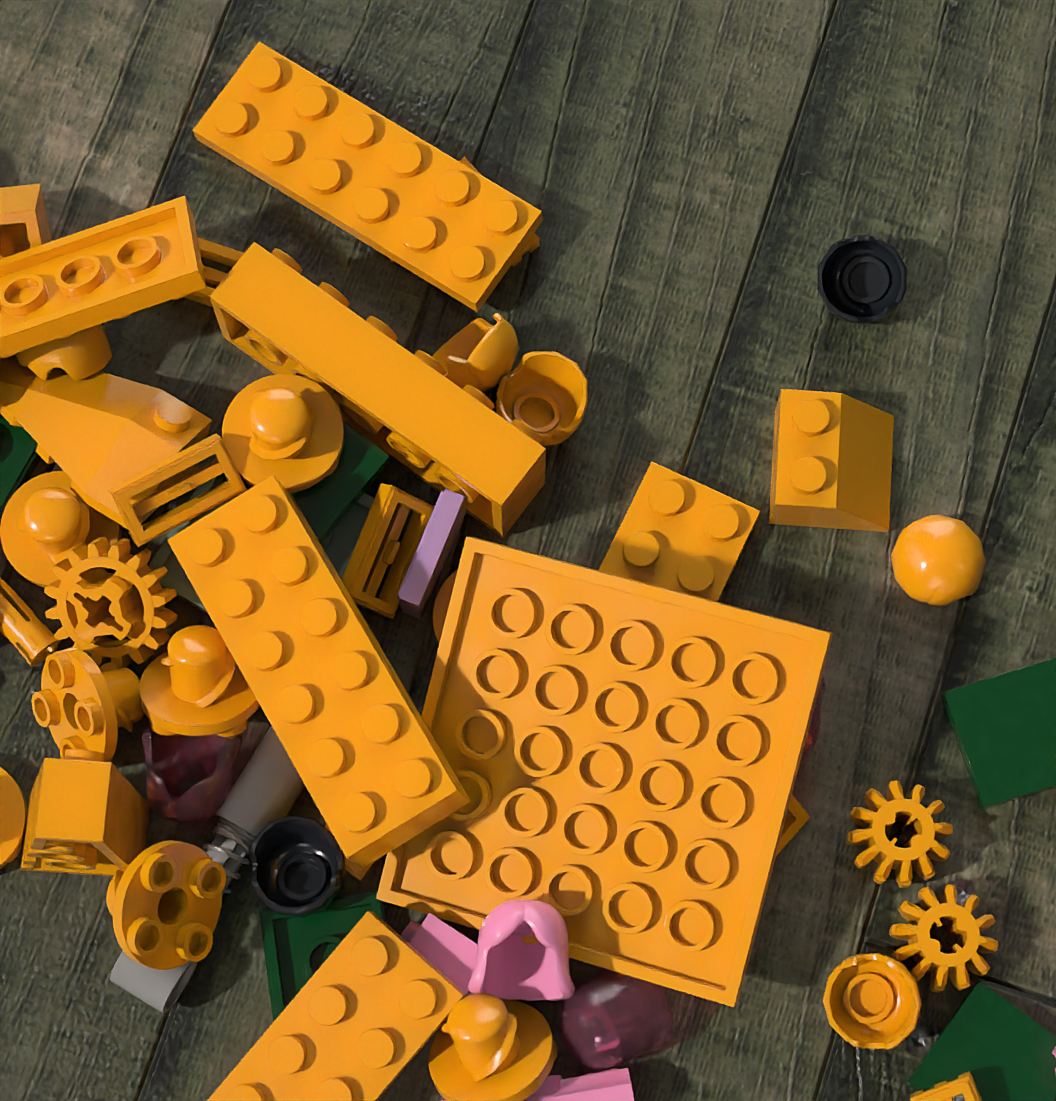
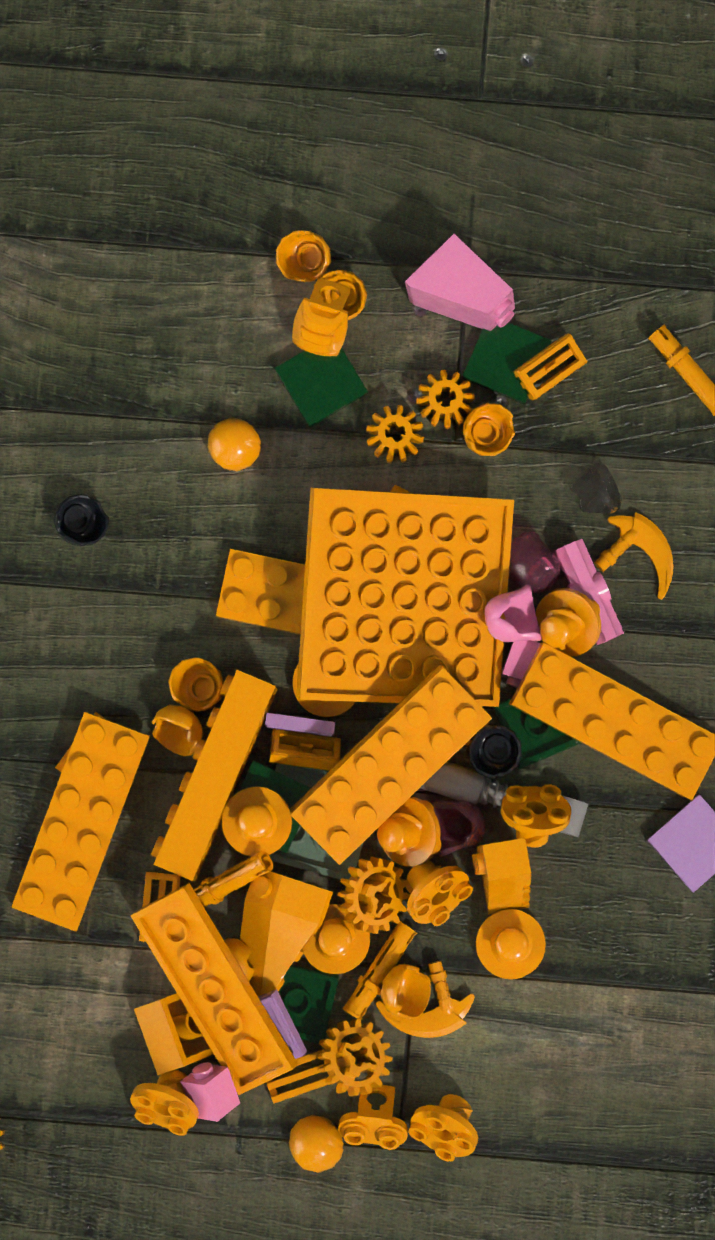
camera: 105 degrees left, 10 degrees up
(169, 467) = (302, 874): light orange tile -> none
(195, 351) = (216, 888): none -> light orange pin
(830, 462) = (193, 515): light orange slope -> none

